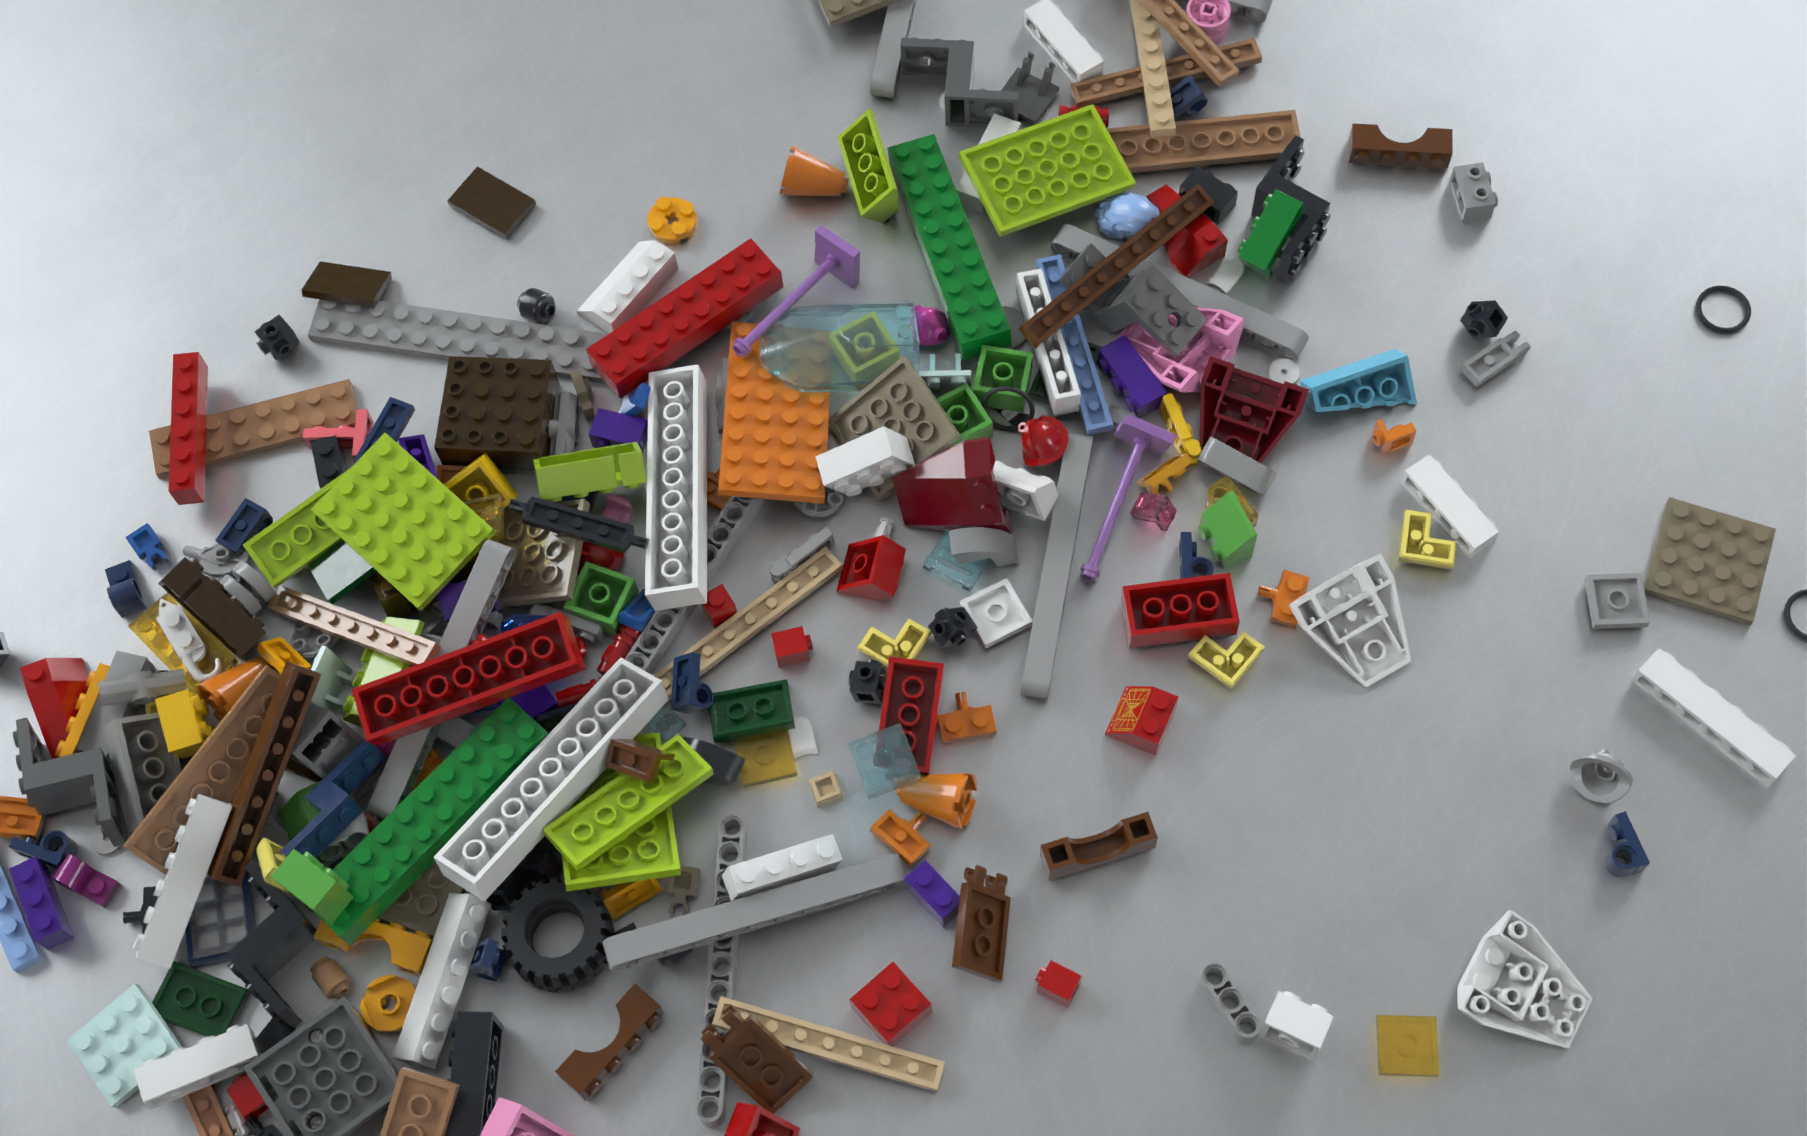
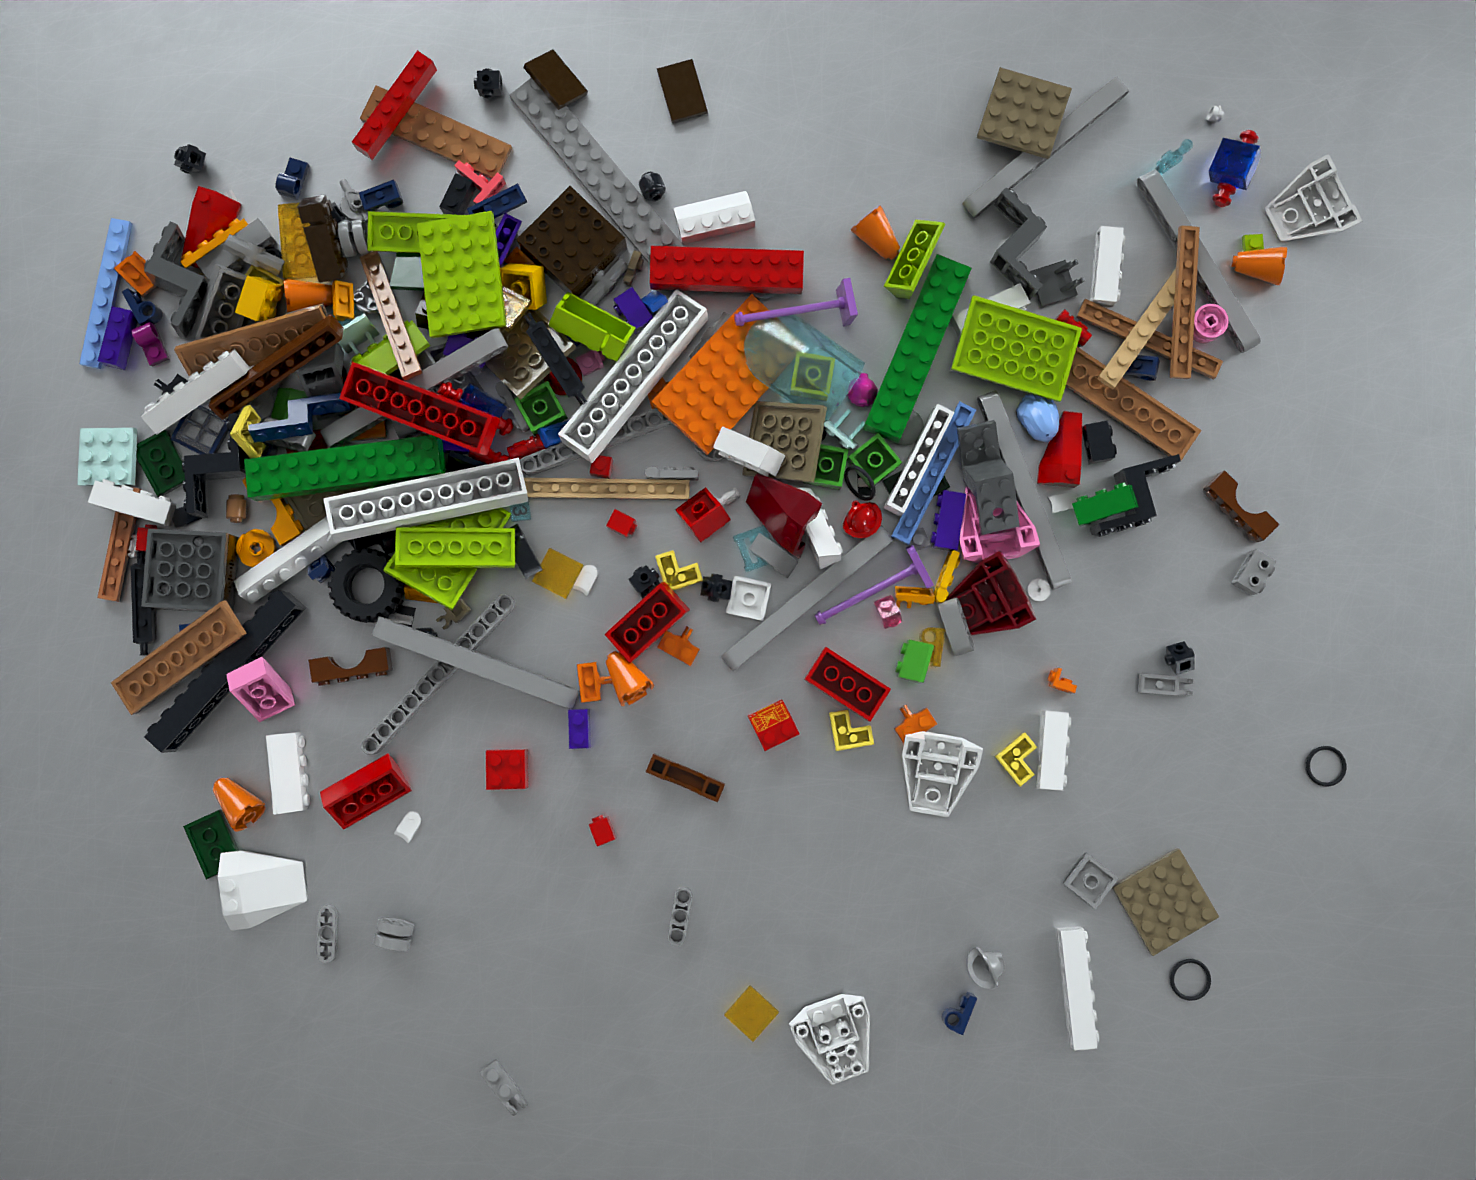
camera: 30 degrees right, 20 degrees up
(147, 545) = (322, 160): blue plate -> none
(185, 639) = (298, 247): white plate -> none
(313, 885) = (248, 462): bright green brick -> none
(636, 758) = (478, 527): reddish brown panel -> none
(668, 208) = (765, 191): light orange plate -> none
(687, 691) = (542, 504): dark blue plate -> none
(751, 711) = (569, 542): dark green tile -> none
(756, 1060) = (411, 741): reddish brown tile -> none
(782, 867) = (509, 649): white brick -> none
(825, 788) = (574, 619): tan tile -> none
(841, 1047) = (456, 763): tan plate -> none
(884, 761) = (608, 640): clear light blue brick -> none
(982, 924) = (589, 767): reddish brown tile -> none
(1116, 266) = (998, 449): reddish brown plate -> none
(1188, 558) = (884, 652): dark blue plate -> none
(1296, 1025) = (700, 959): white brick -> none
(1363, 384) = (1073, 637): medium azure wedge -> none

